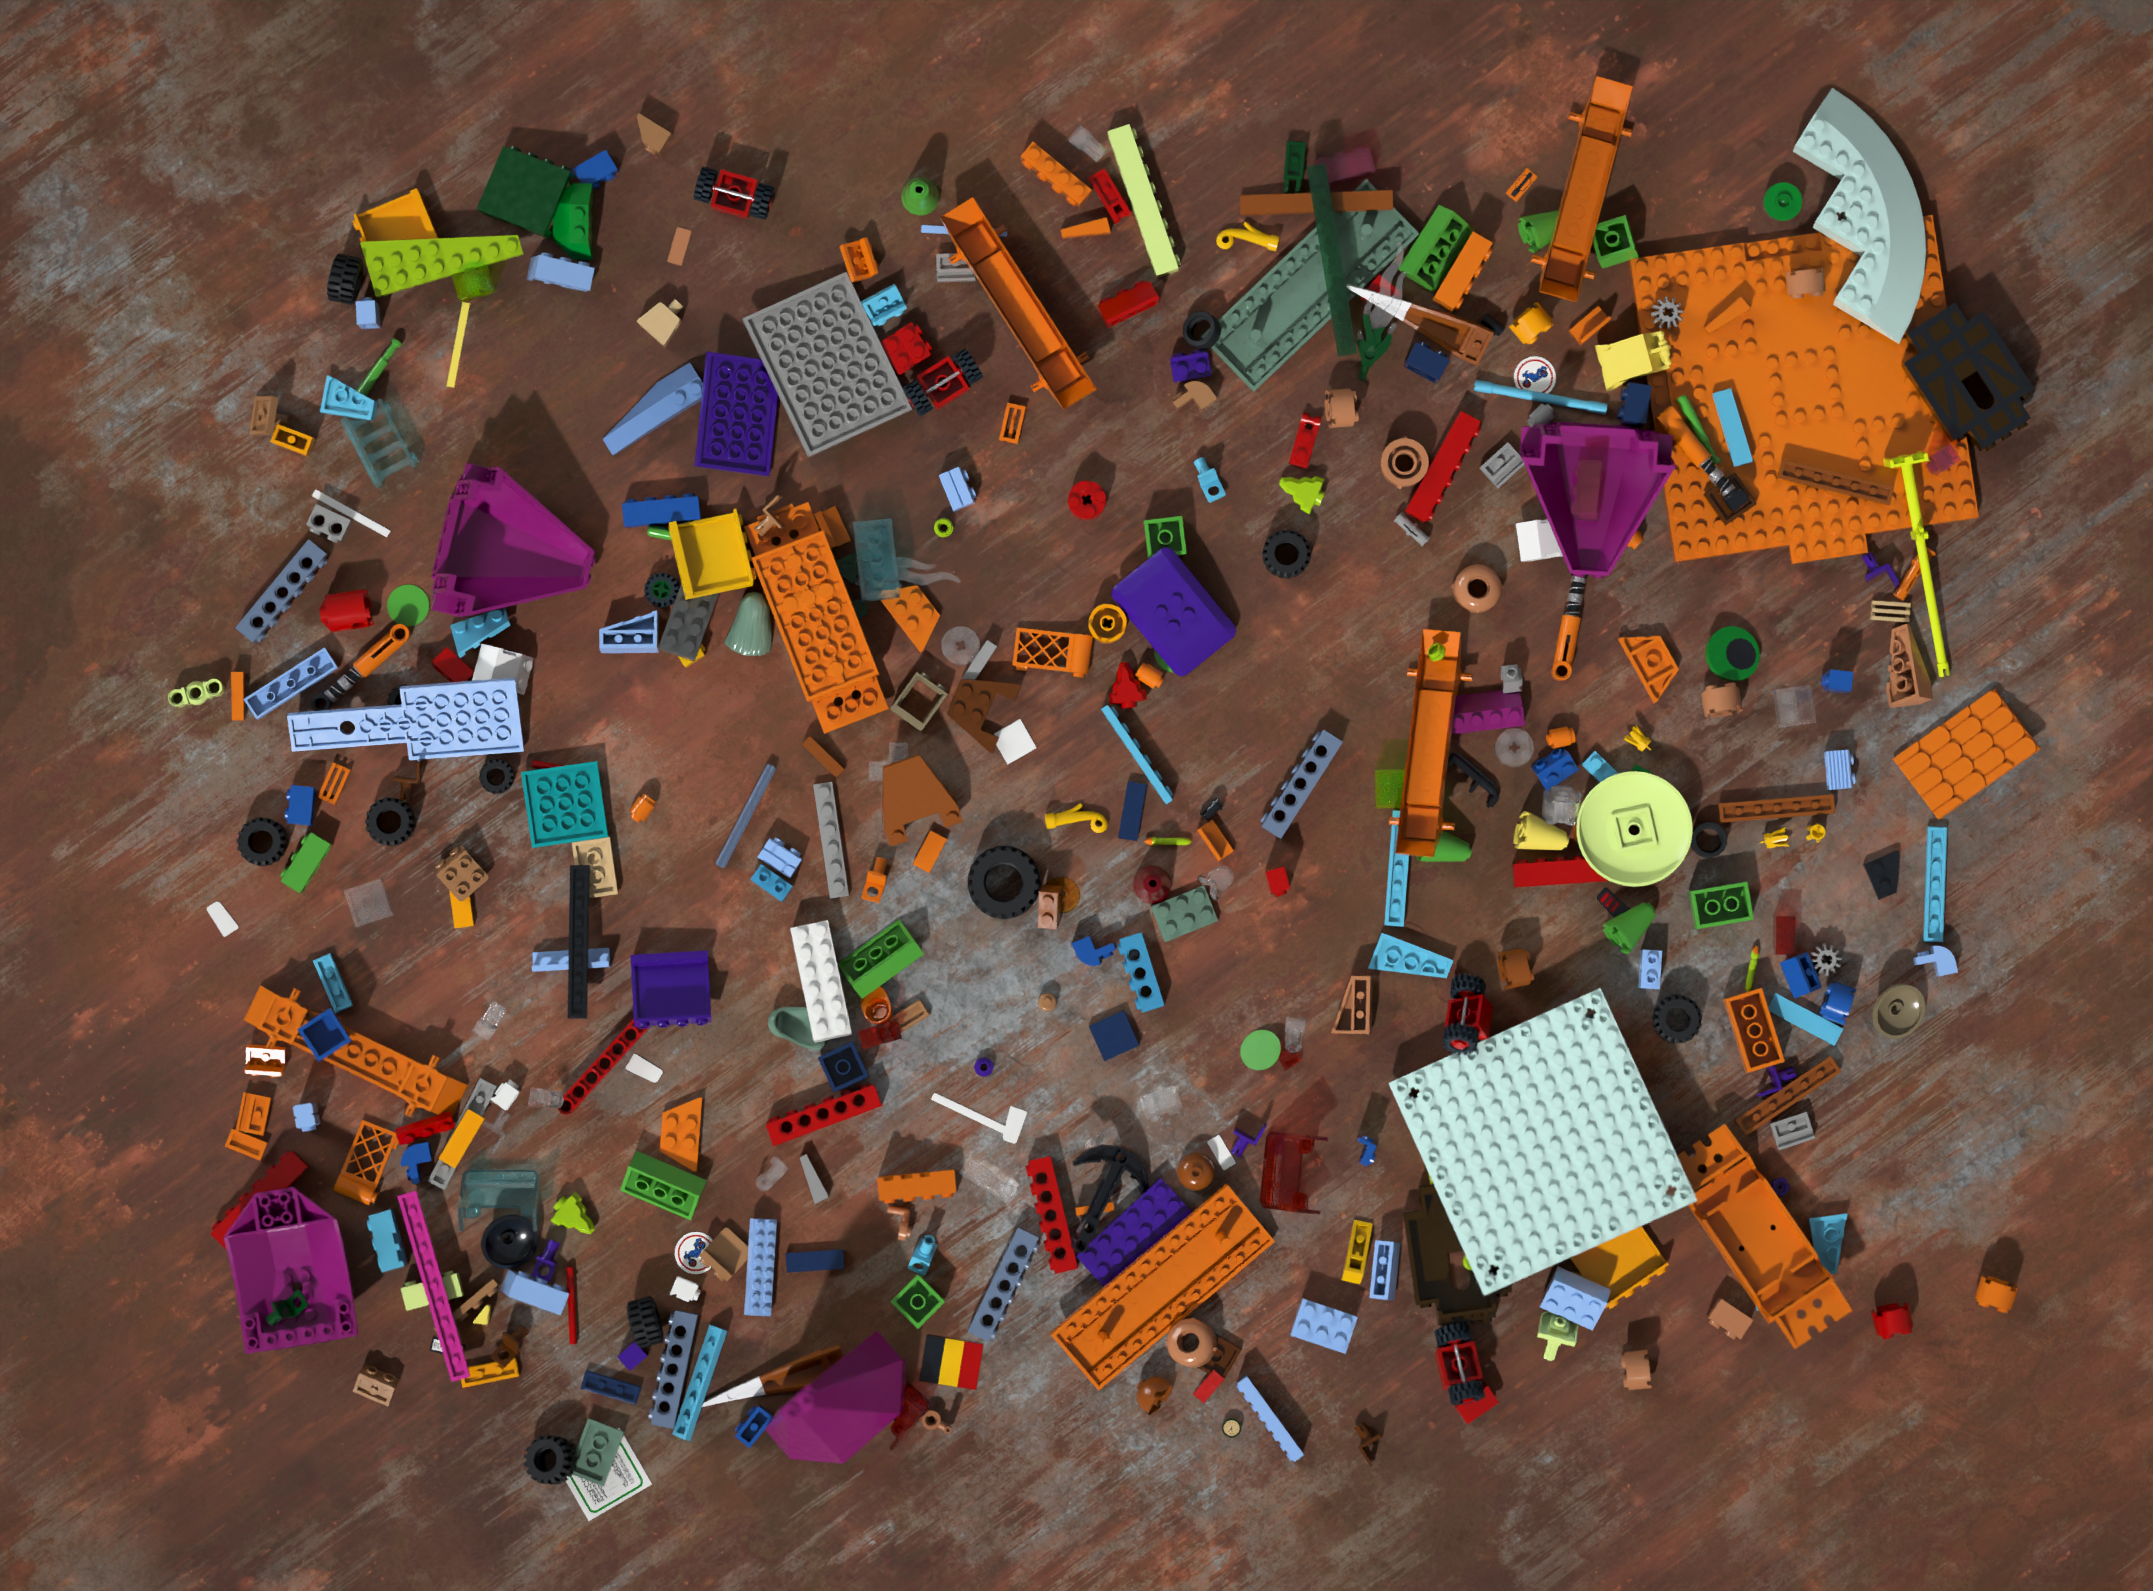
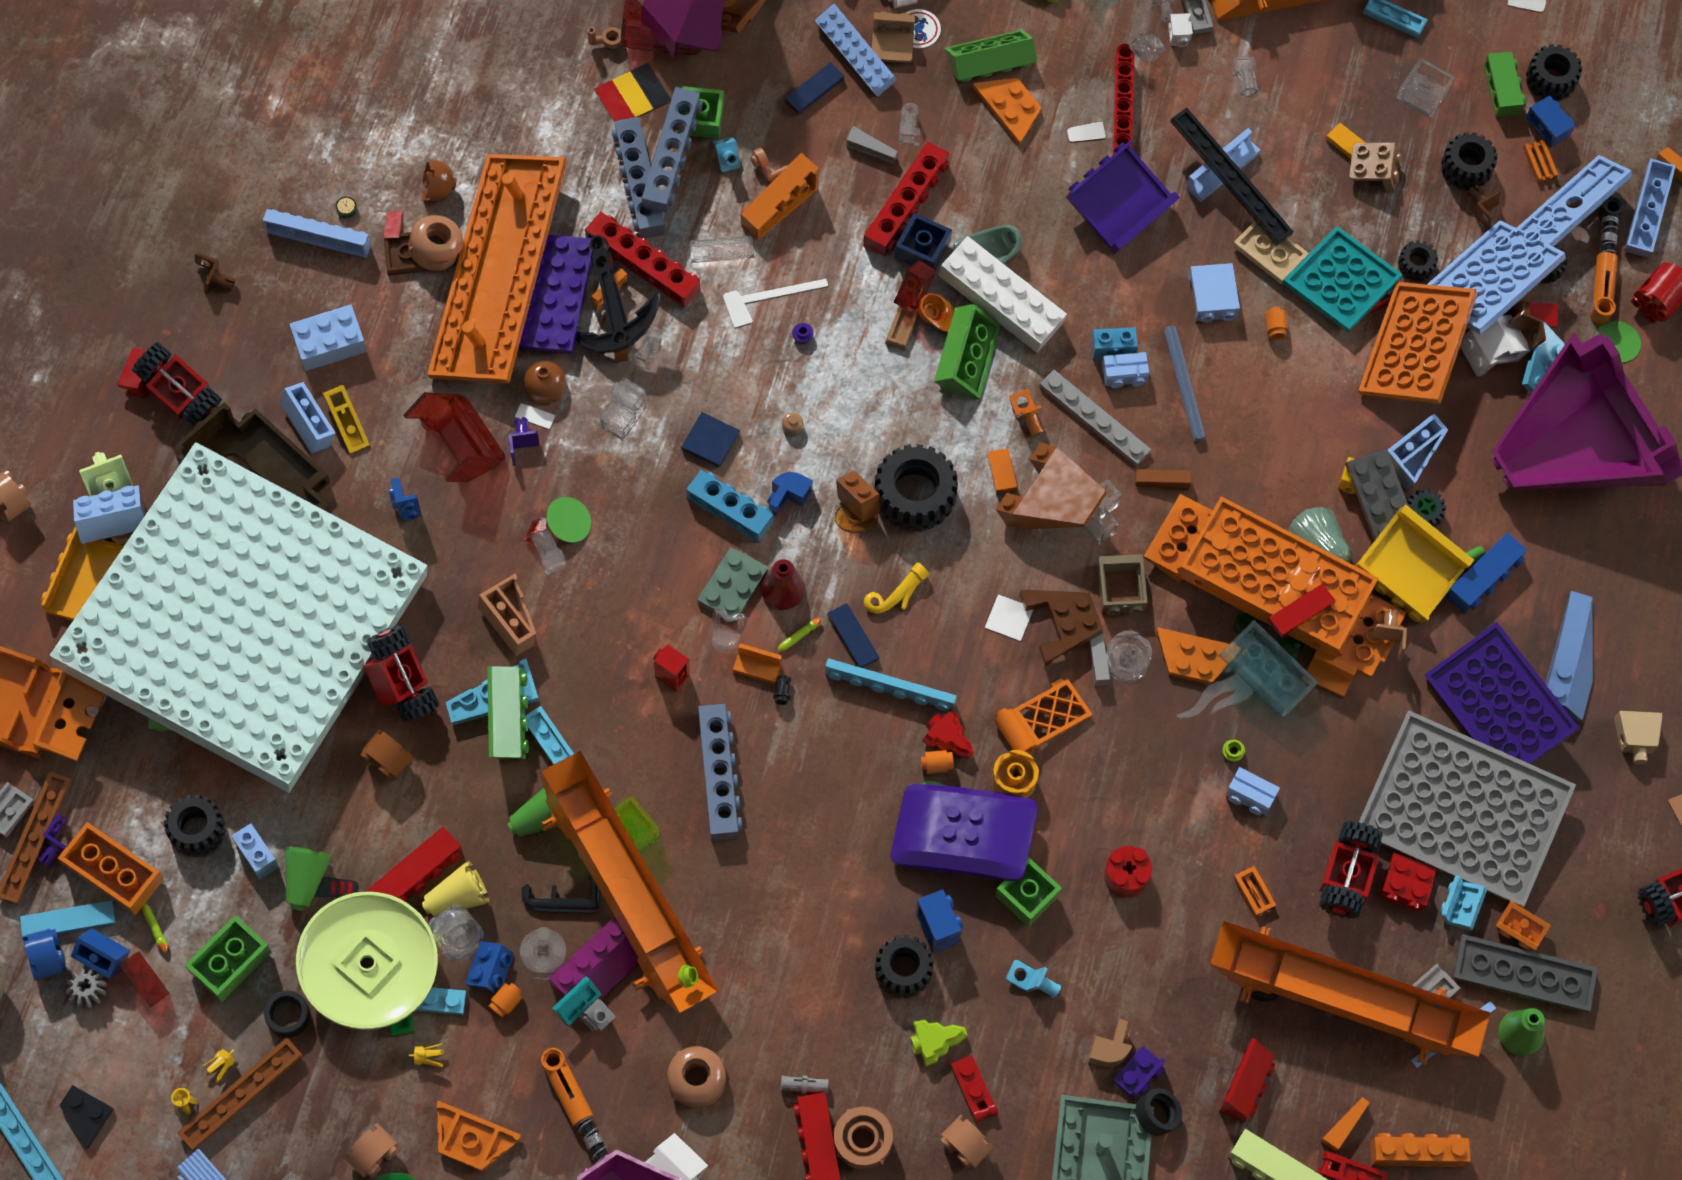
camera: 140 degrees right, 20 degrees down
(468, 657) = (1529, 324): none -> reddish brown bracket
(560, 710) = (1418, 342): none -> orange plate
(666, 866) = (1214, 292): none -> light blue panel
(825, 575) = (1301, 610): none -> red tile
(884, 230) = (1525, 973): none -> dark grey plate
(1011, 1251) = (681, 101): none -> sand blue brick
(1241, 564) = (939, 921): none -> blue piece
(1414, 932) = (507, 713): none -> slope
(1518, 695) = (576, 1001): none -> teal plate

